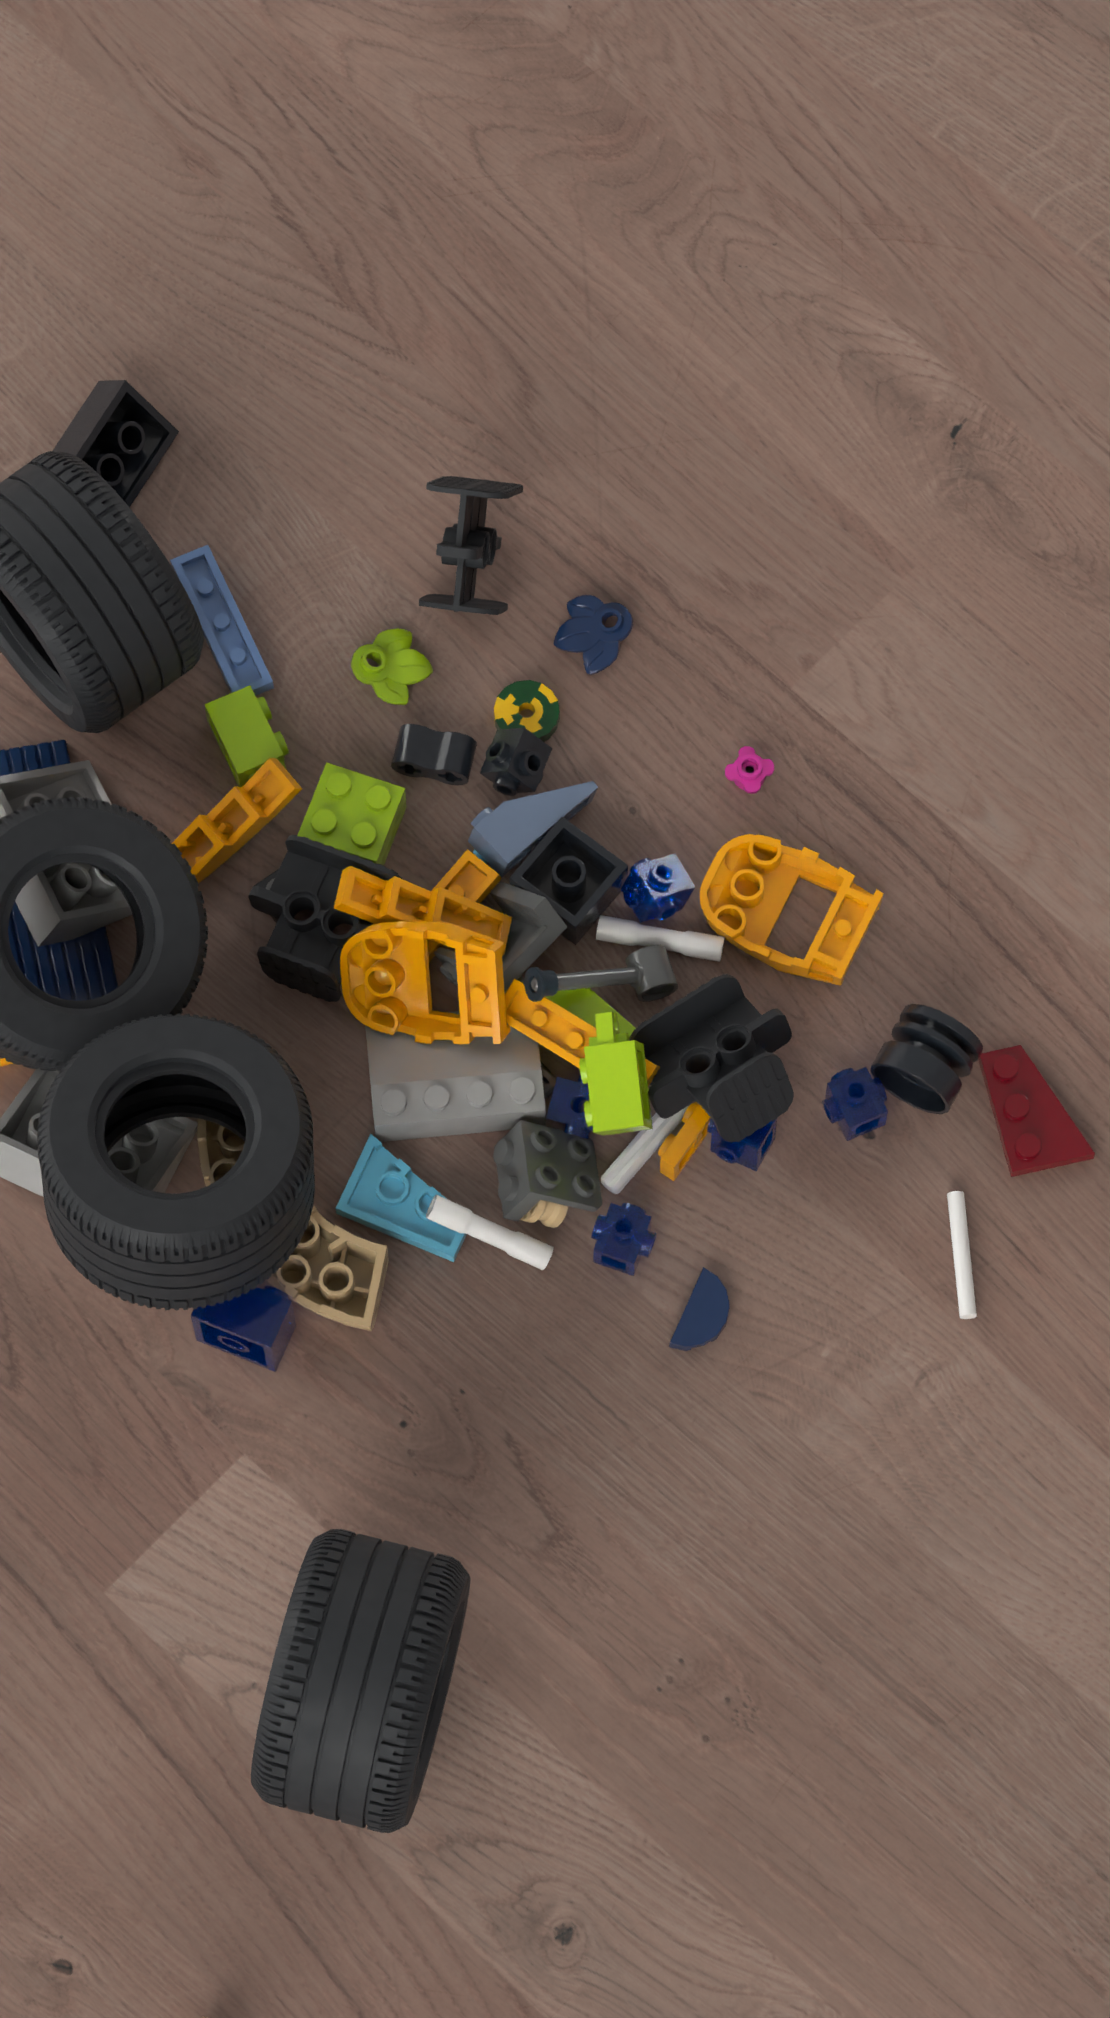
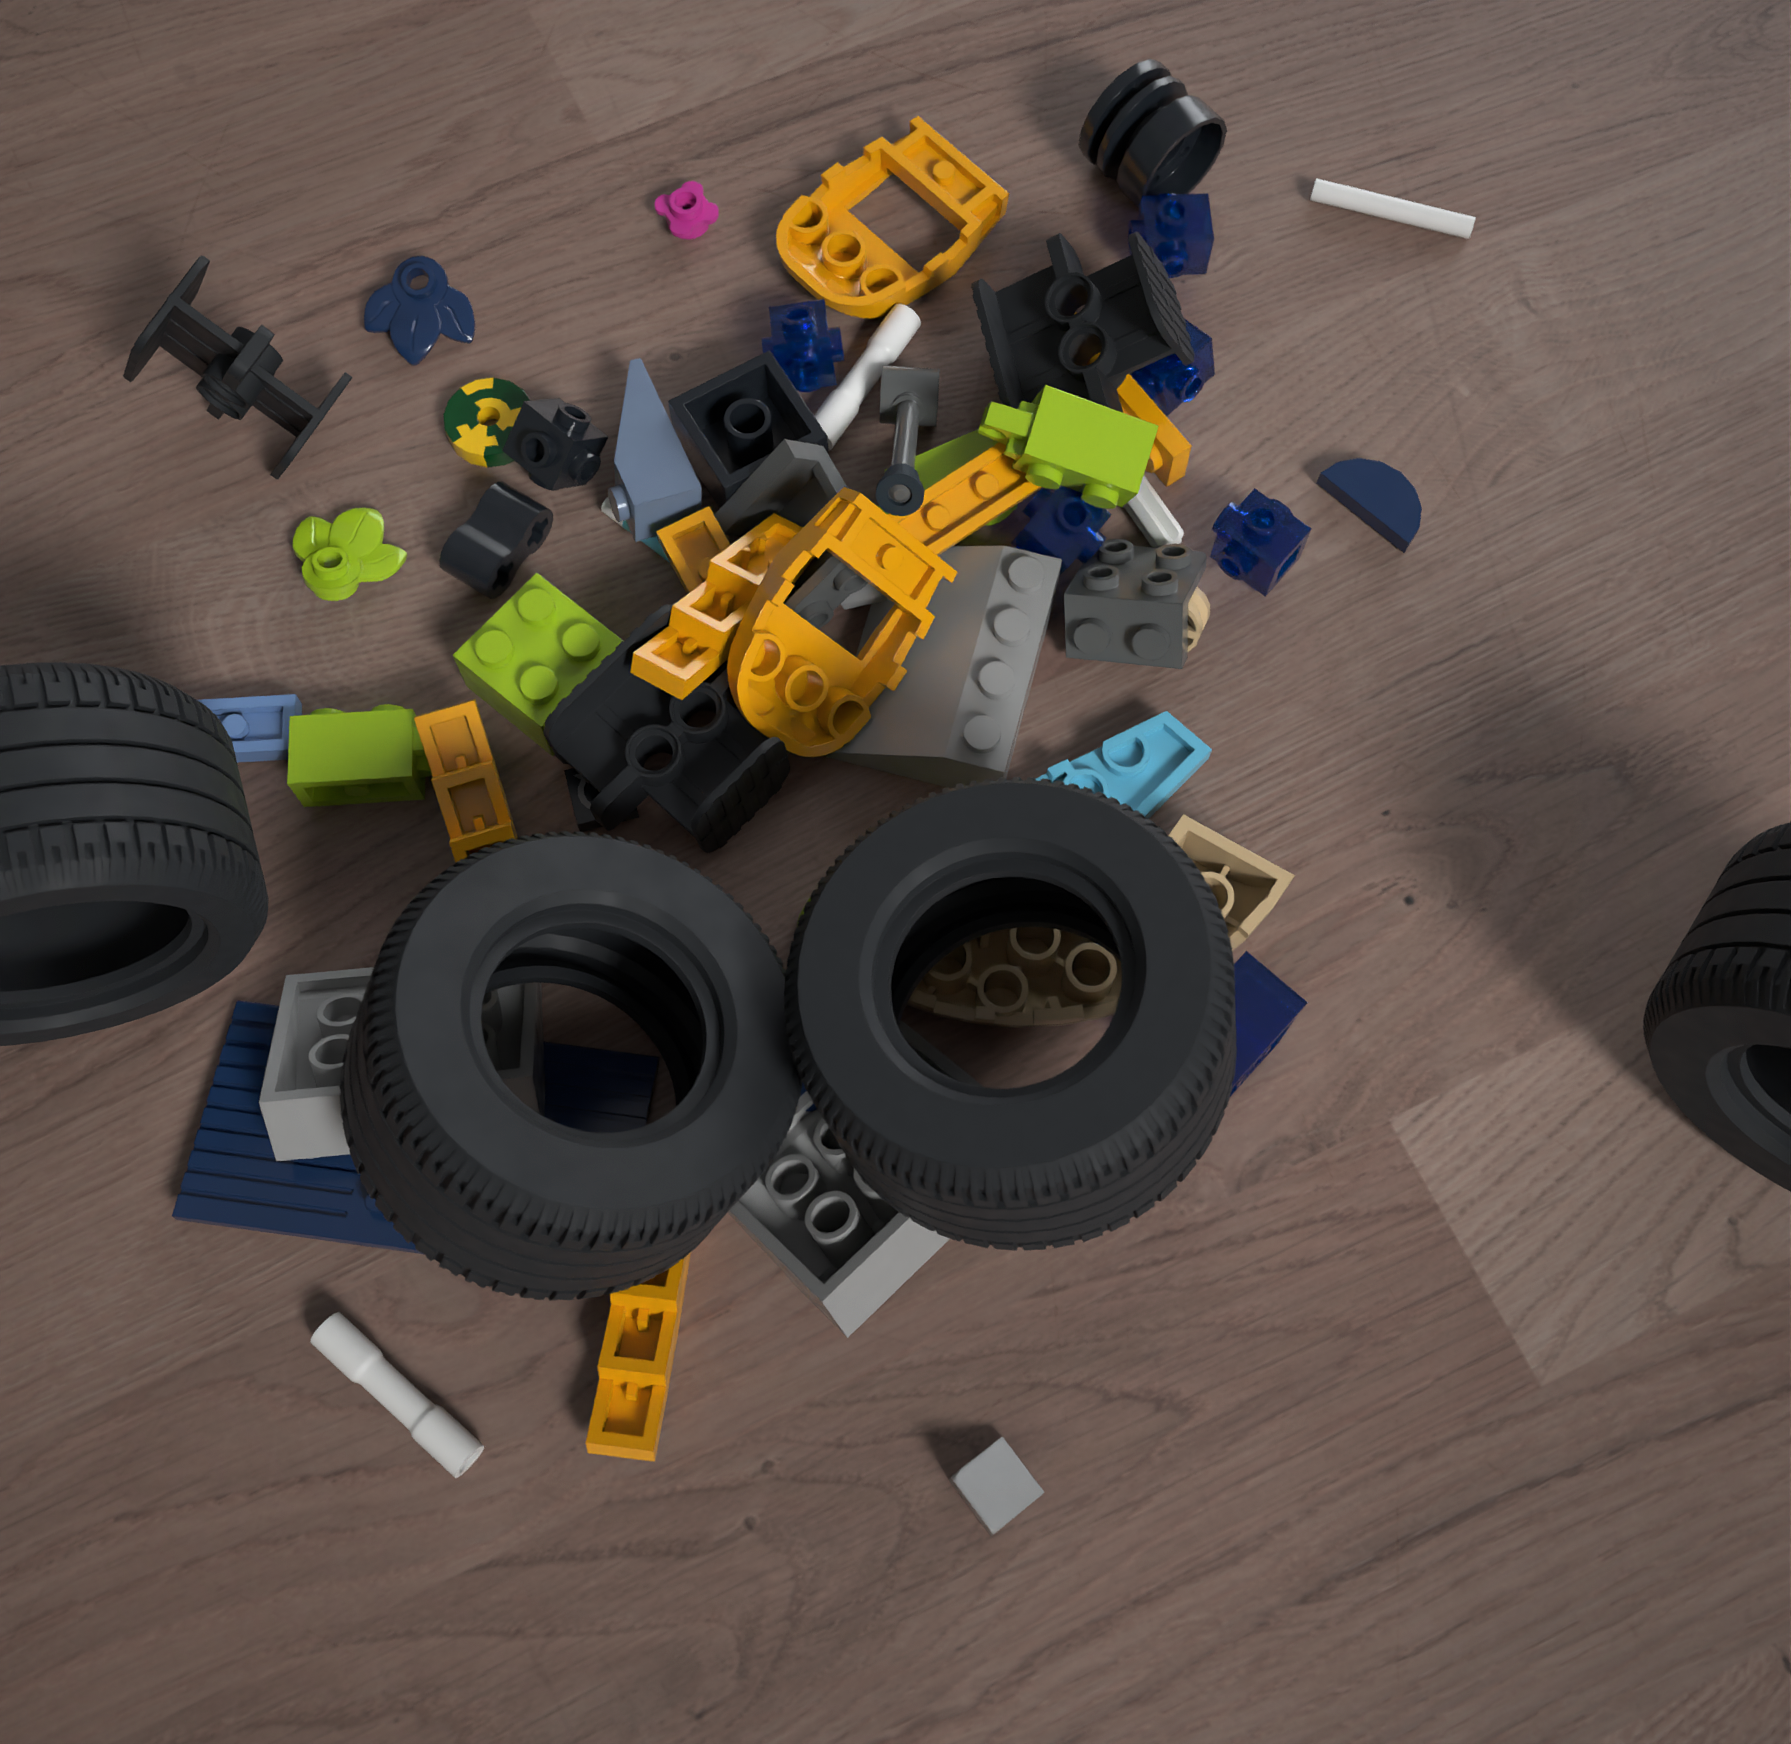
camera: 70 degrees left, 0 degrees up
(513, 1243) = (1176, 711): white piece -> none
(1028, 1115) = (1255, 85): dark red wing -> none

